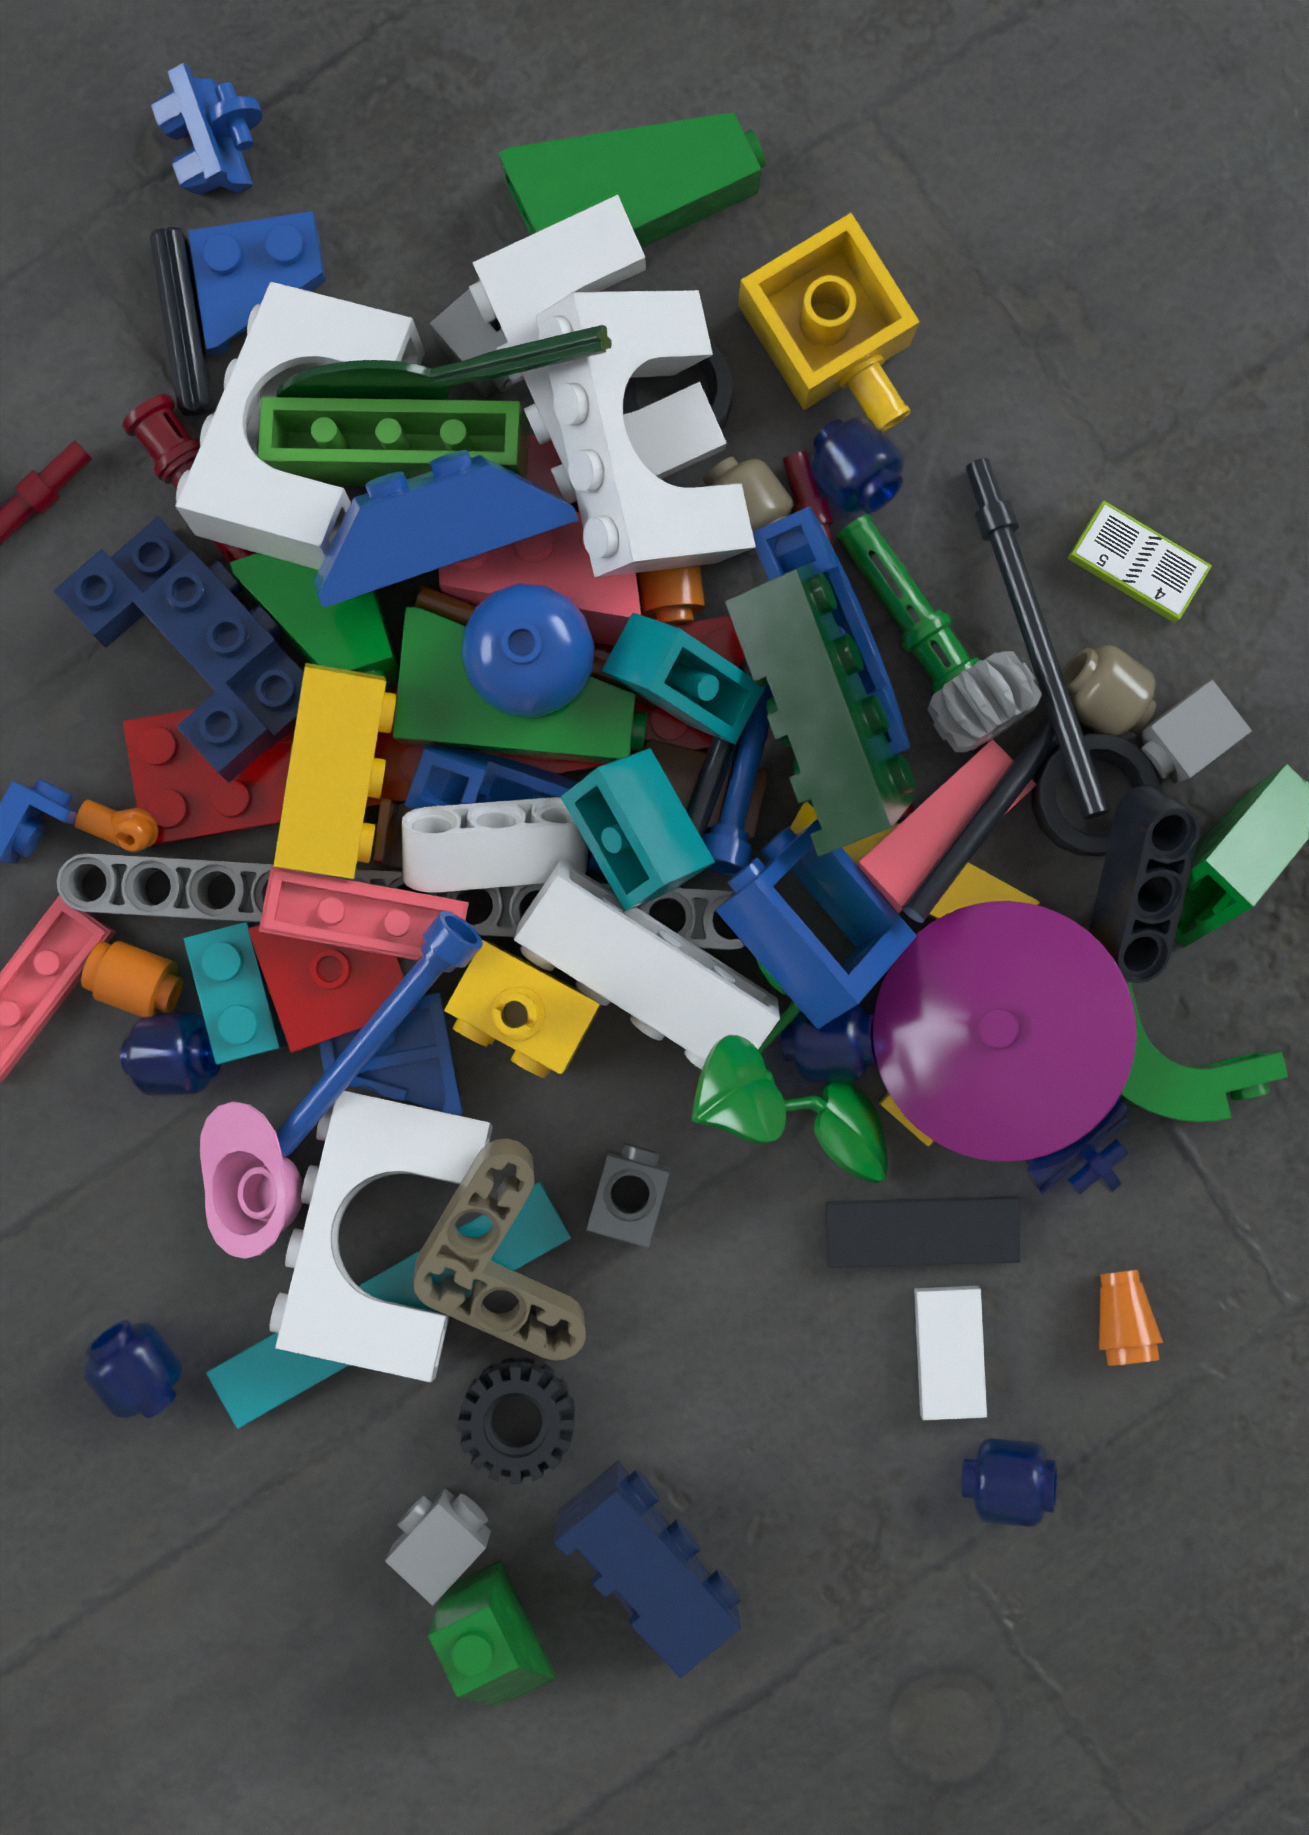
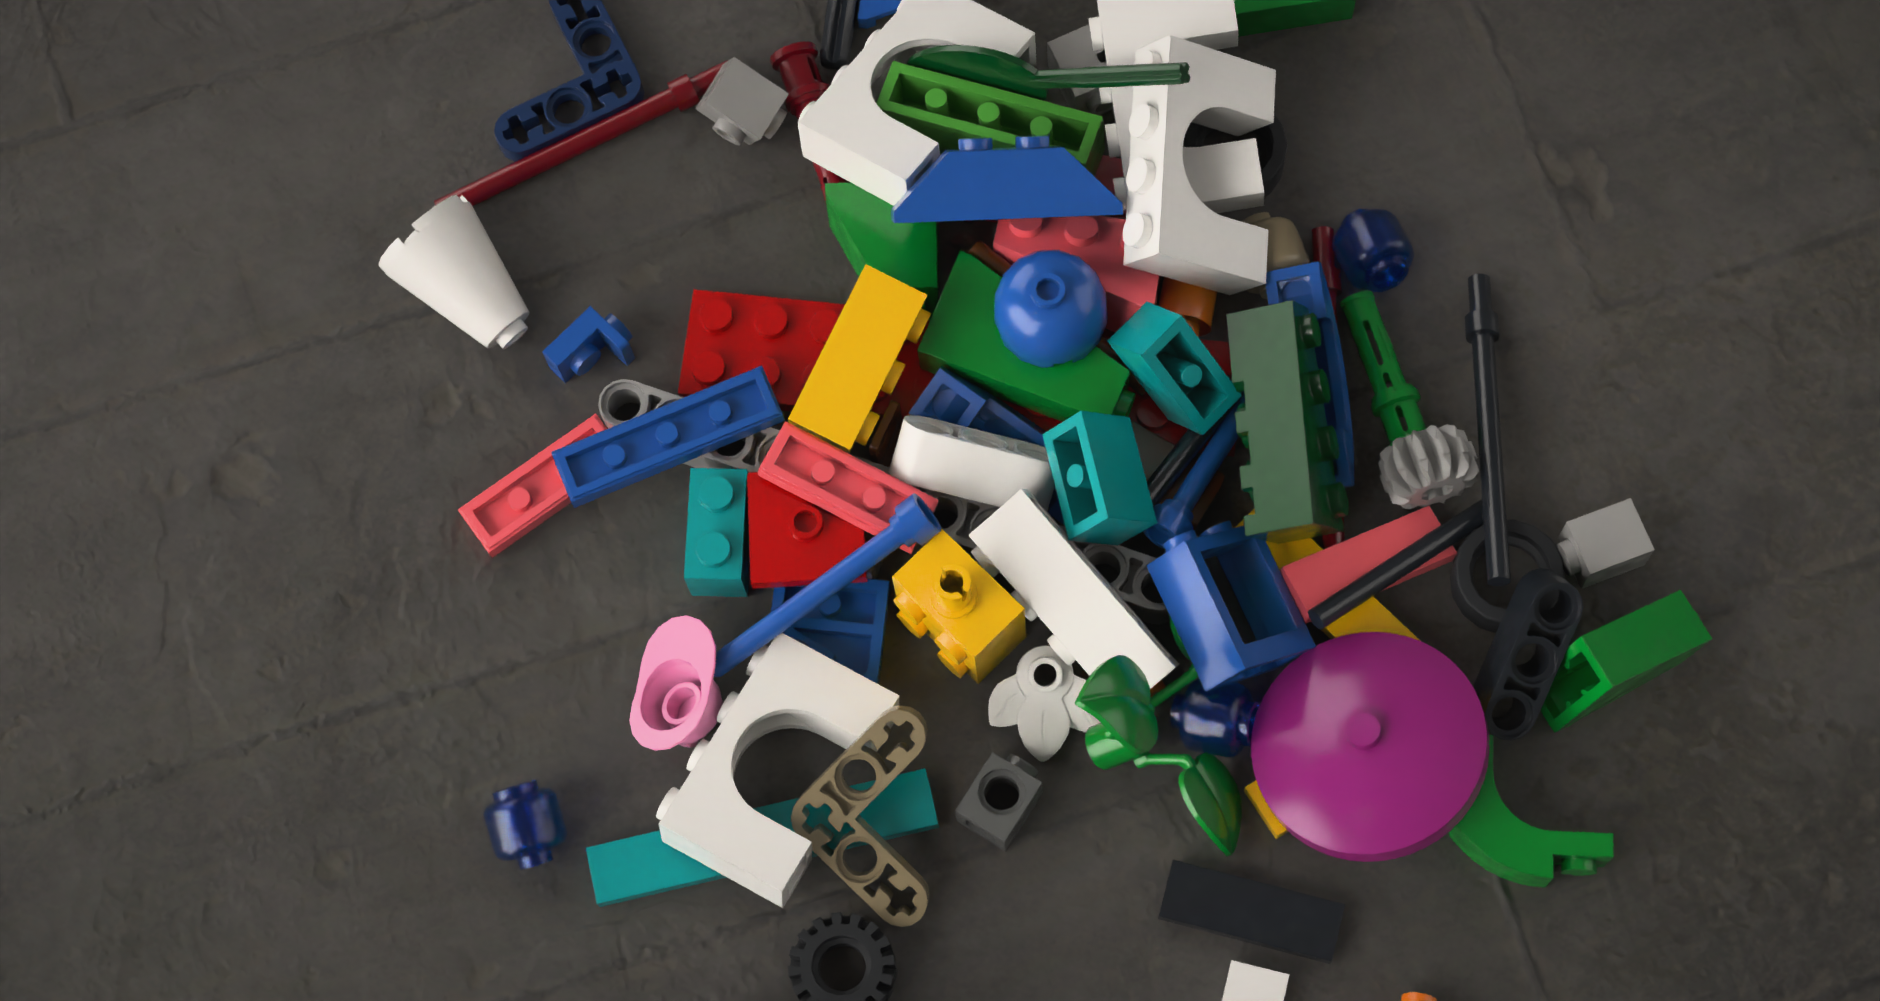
camera: 25 degrees right, 15 degrees down
(108, 491) = (743, 104): none -> light grey brick
(129, 828) = (669, 375): orange arm -> none
(132, 979) = (640, 507): orange brick -> none
(146, 909) = (667, 436): none -> blue tile
(169, 1055) = (644, 568): clear blue head -> none
(202, 618) = (789, 230): dark blue bracket -> none
(642, 1083) = (1039, 710): none -> white plate
(832, 320) = (1383, 128): yellow brick -> none
(1049, 1169) = (1412, 878): clear blue hips -> none
(1110, 690) = (1542, 490): dark tan head -> none
(1139, 562) = (1598, 395): tile -> none

